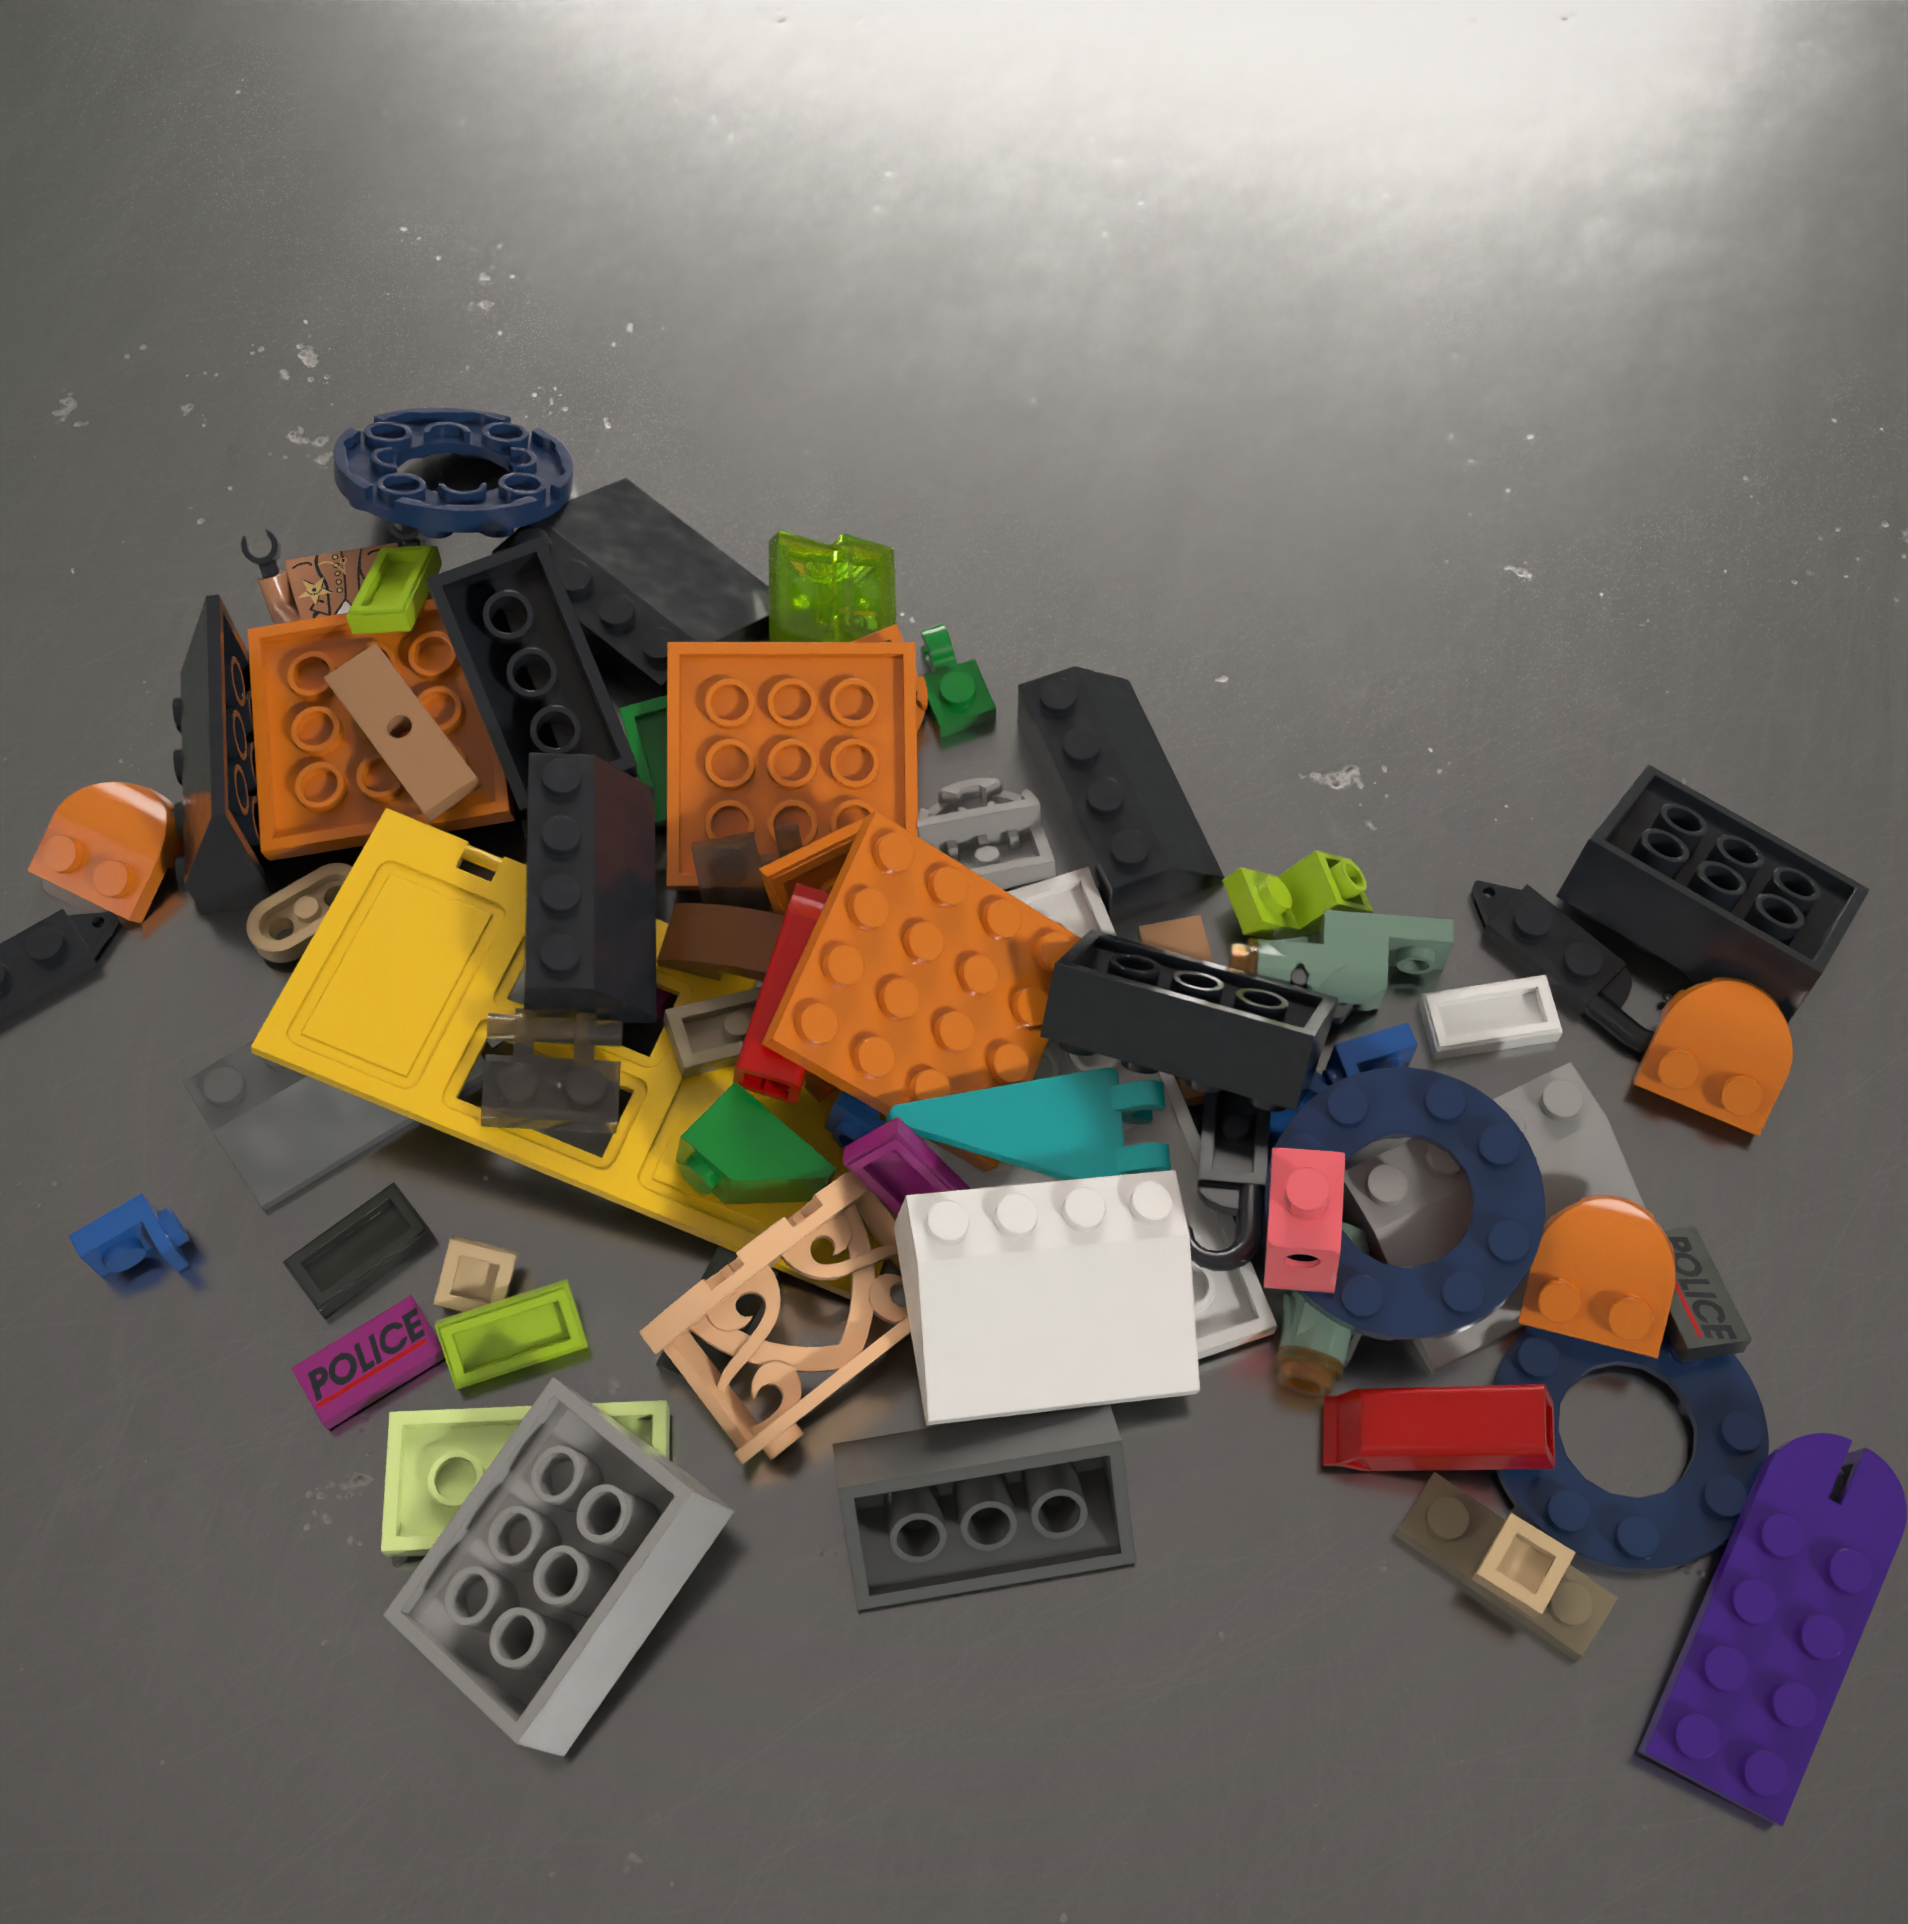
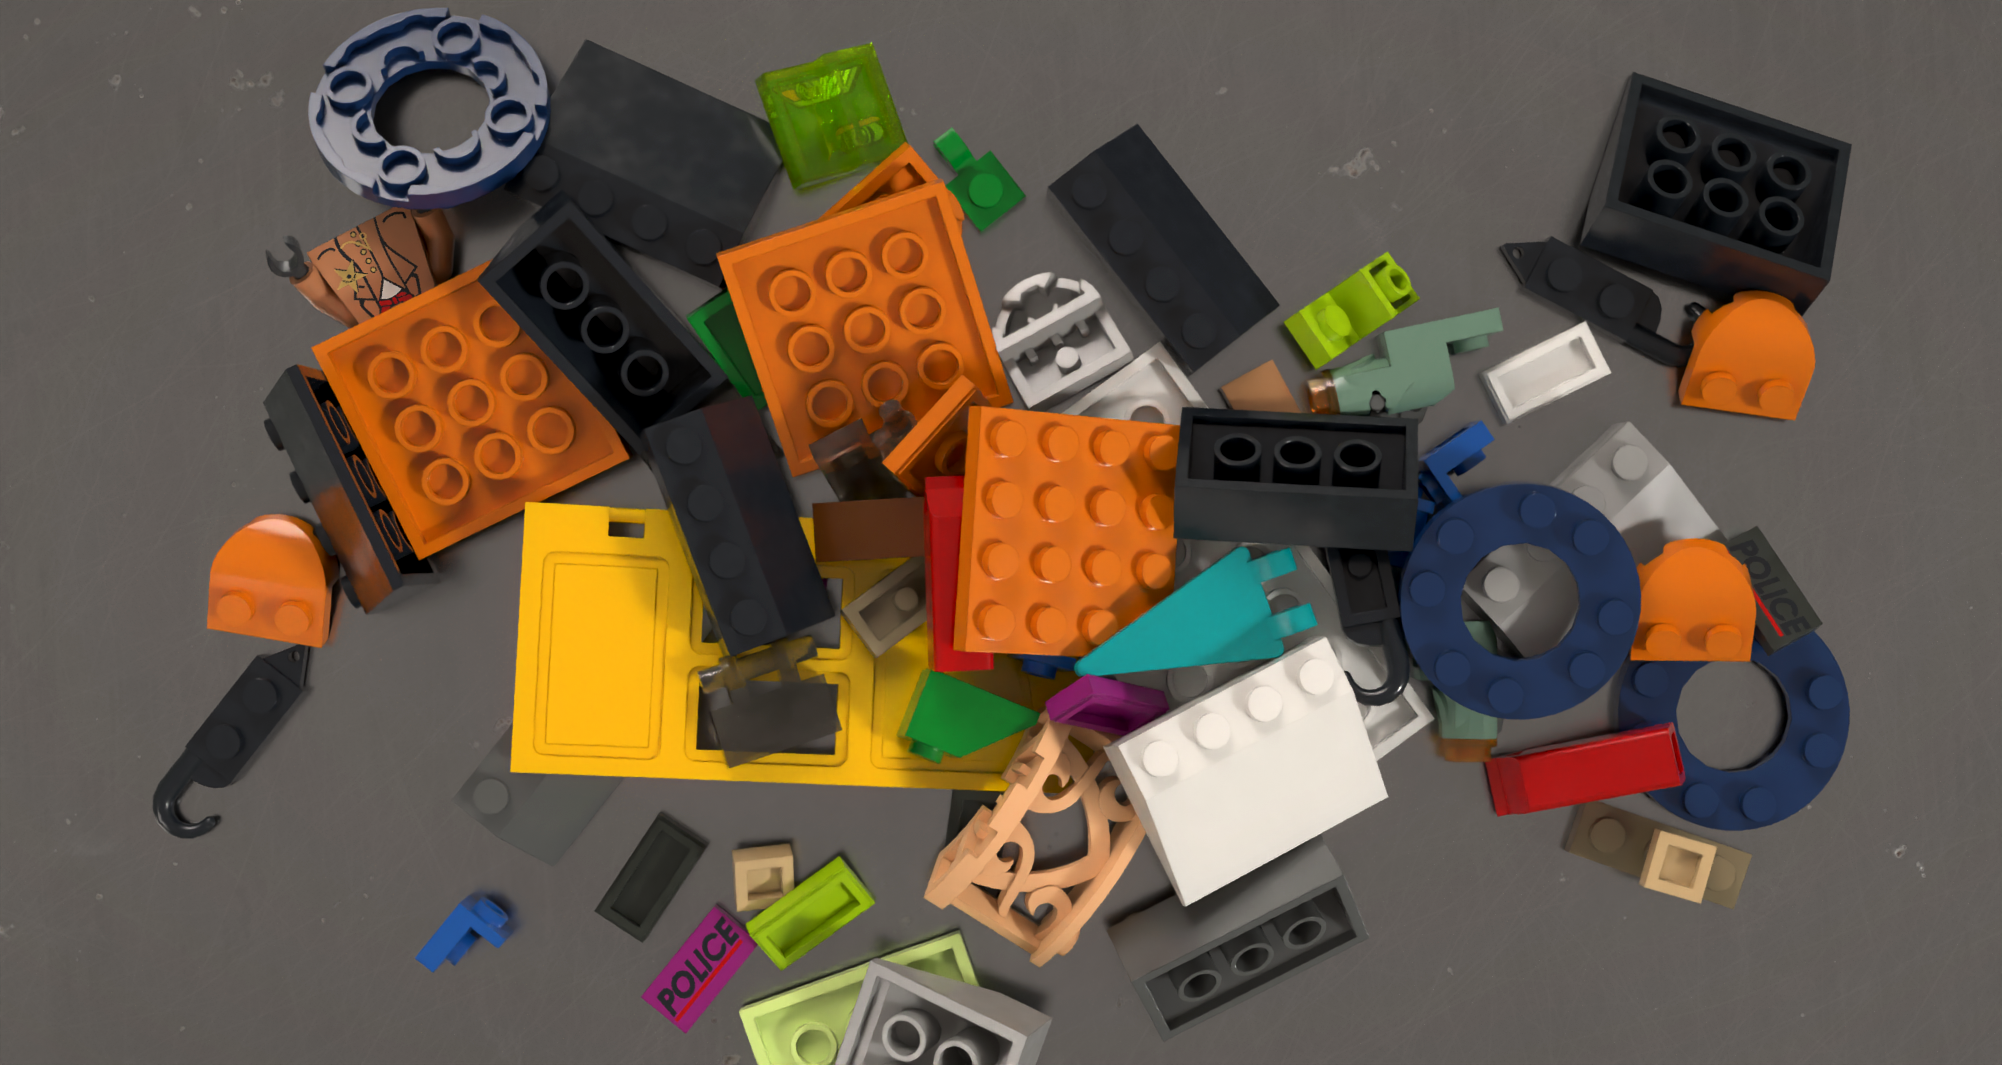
camera: 15 degrees left, 25 degrees up
(295, 907) = (478, 590): tan plate -> none
(388, 708) = (475, 400): medium nougat tile -> none
(394, 590) = (436, 270): lime tile -> none
(1304, 1219) = (1447, 654): coral torso -> none
(1780, 1624) = (1881, 836): dark purple plate -> none

